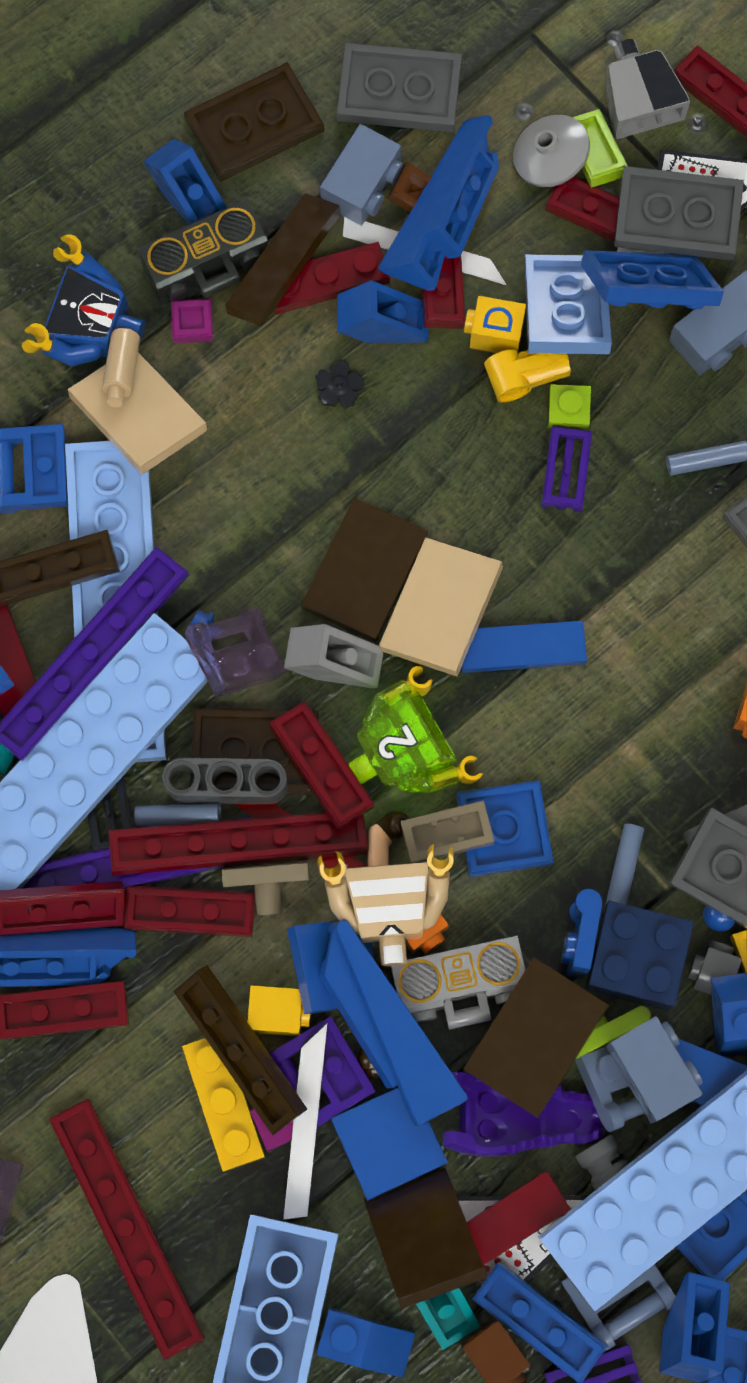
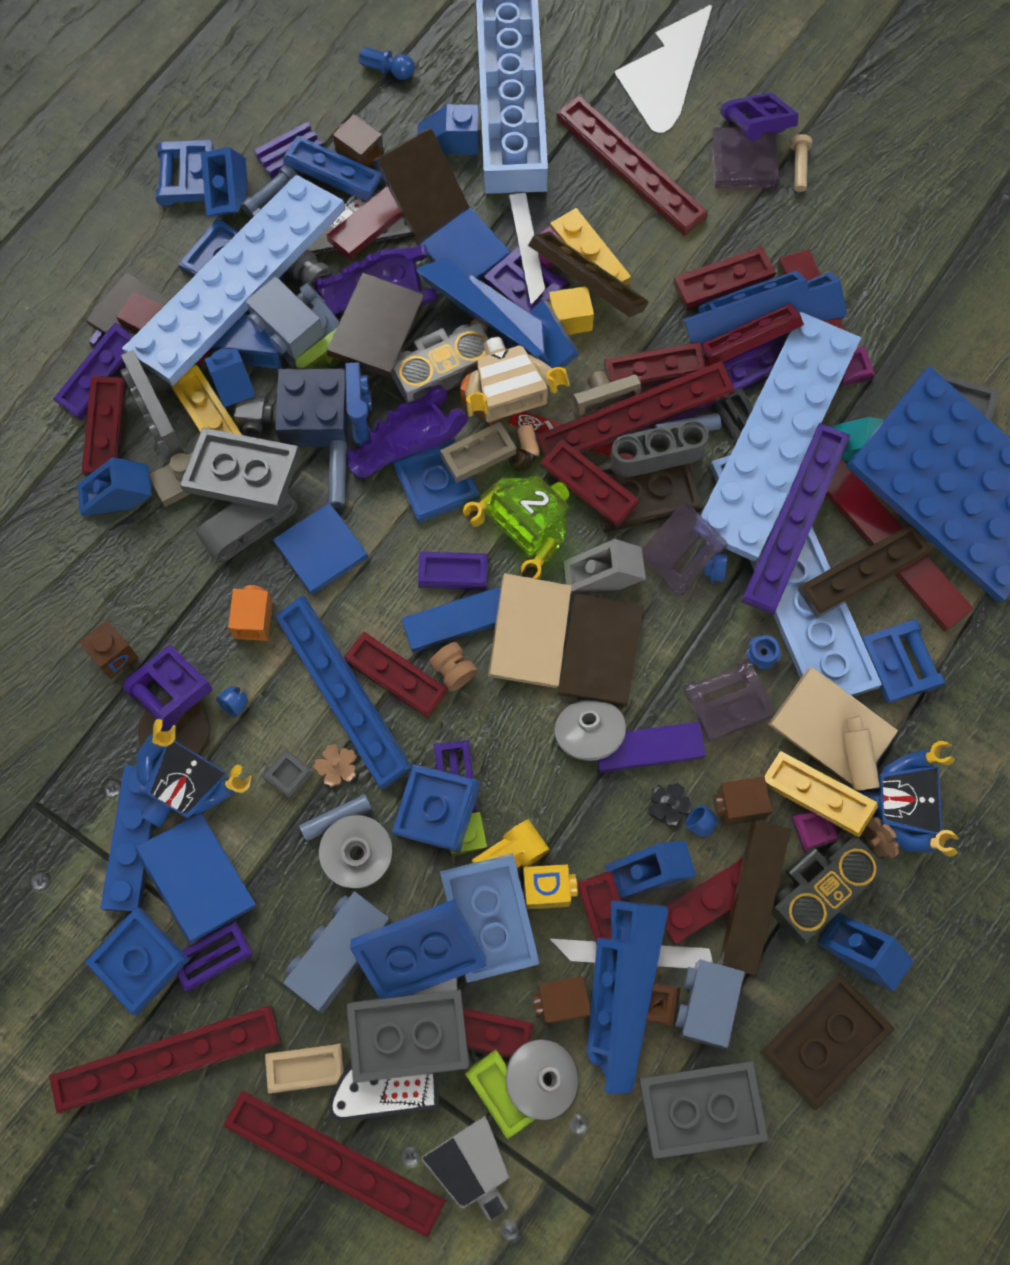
camera: 165 degrees right, 5 degrees down
(129, 286) = (881, 838): none -> medium nougat plant
(178, 343) = (820, 794): none -> yellow plate
(178, 509) = (764, 643): none -> blue plate
(235, 461) = (733, 710): none -> clear purple plate
(262, 360) = (742, 801): none -> reddish brown brick
(318, 361) = (702, 821): none -> blue hinge
(343, 448) = (656, 747): none -> dark purple tile
(401, 457) = (593, 740): none -> light grey dish
(511, 213) = (562, 1001): none -> reddish brown brick
(511, 708) = (452, 570): none -> dark purple tile
(525, 890) = (409, 430): none -> dark purple animal
(539, 586) = (453, 666): none -> medium nougat wheel
(596, 433) = (436, 808): none -> blue tile
(607, 601) = (396, 675): none -> dark red tile
(664, 775) = (320, 548): none -> blue tile
(673, 595) = (343, 692): none -> blue tile
(696, 516) = (336, 765): none -> medium nougat plant
(699, 394) = (353, 833): none -> light grey dish

